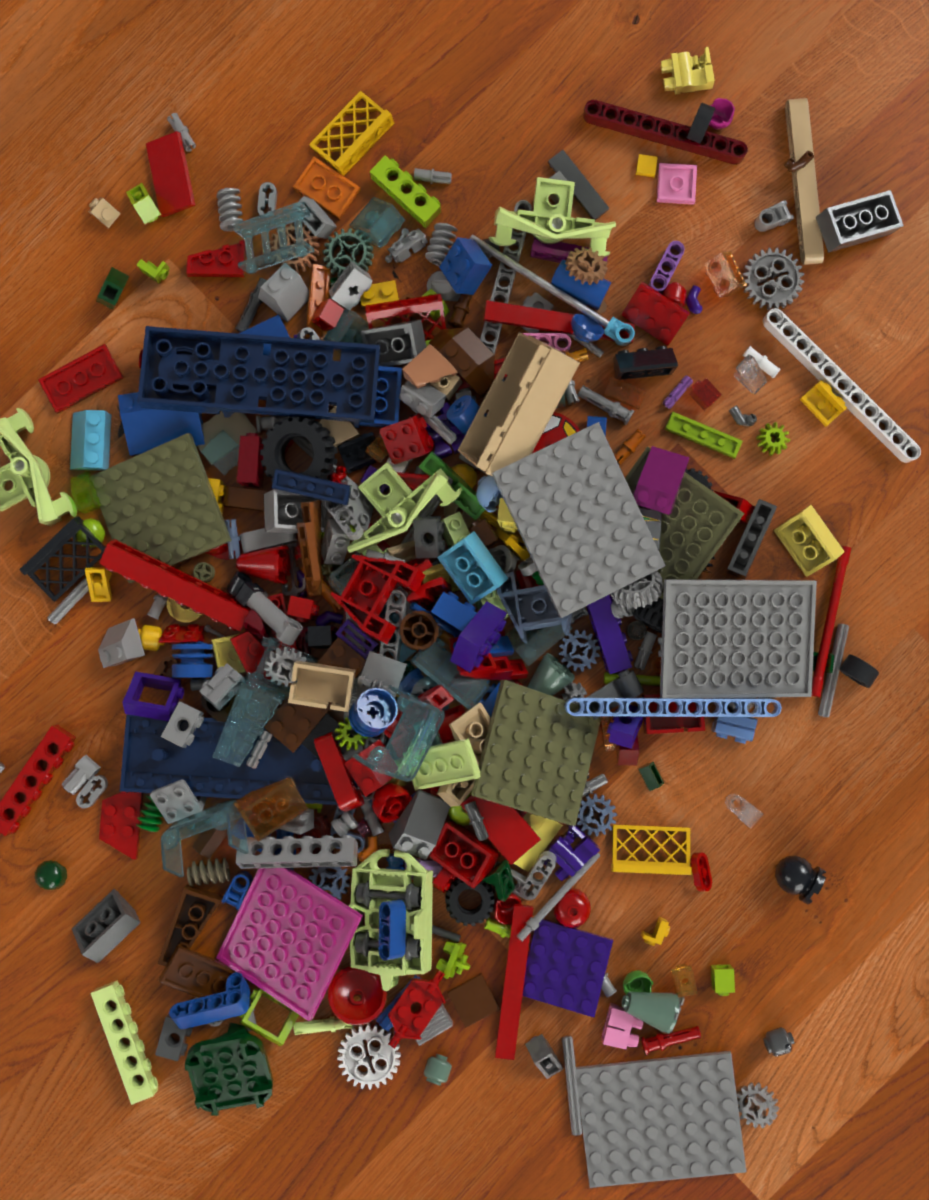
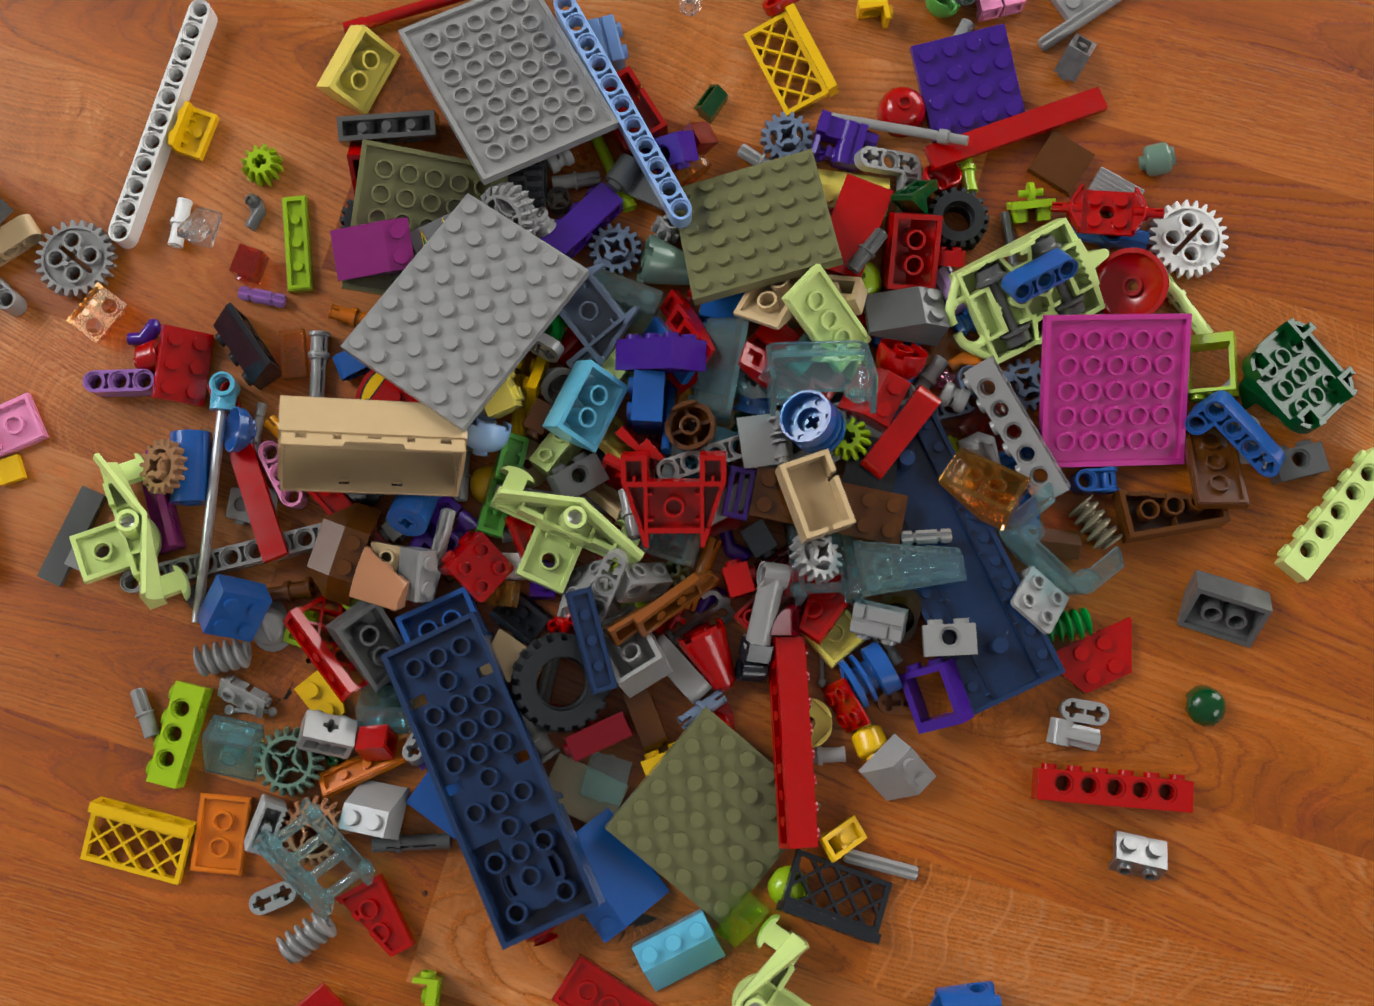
camera: 120 degrees left, 5 degrees down
(200, 570) = (760, 724): olive wheel -> none

